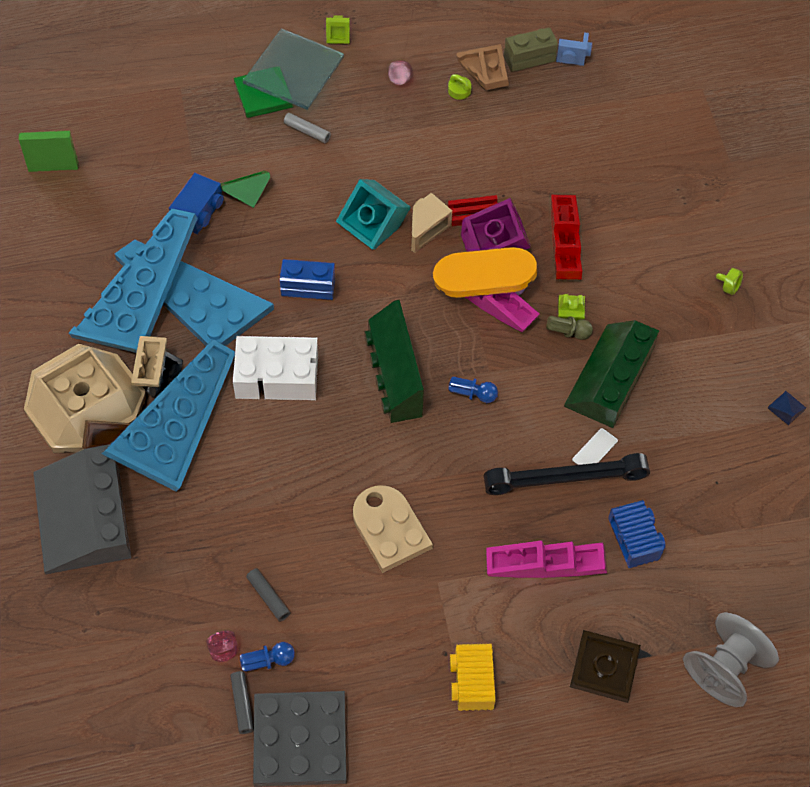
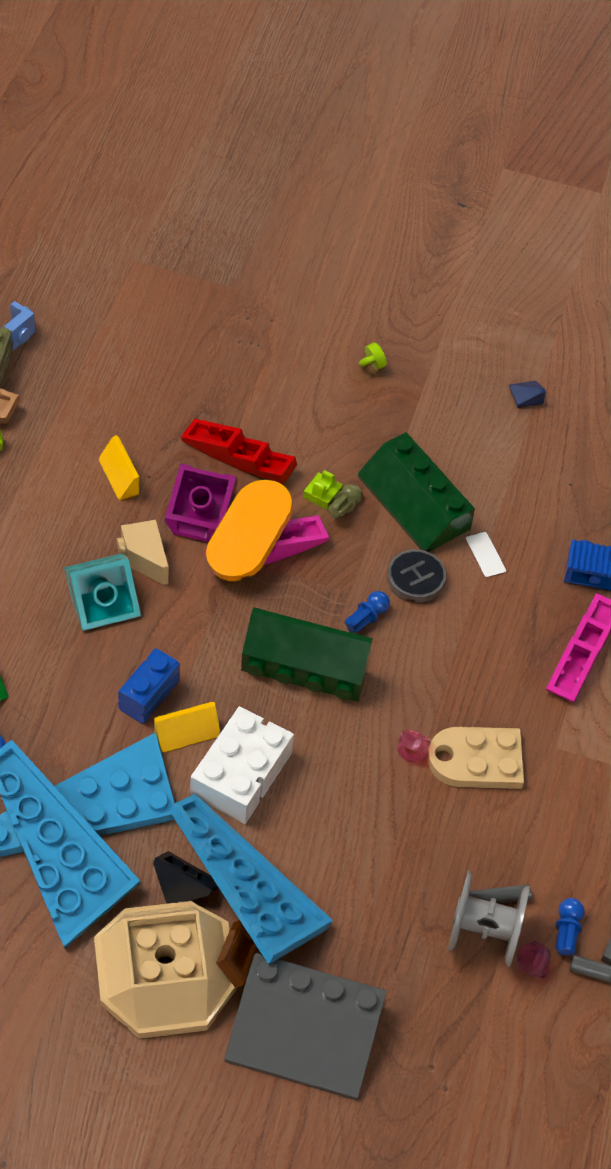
camera: 65 degrees left, 5 degrees down
(149, 361) = (167, 877): tan slope -> none
(223, 569) = (489, 918): none -> light grey piece
(288, 318) = (187, 727): none -> yellow slope
(369, 474) = (415, 742): none -> clear pink tile
(469, 206) = (161, 490): red tile -> none
(492, 174) = (119, 469): none -> yellow slope
(502, 480) = (494, 615): black piece -> none
(534, 408) = (416, 575): none -> black tile

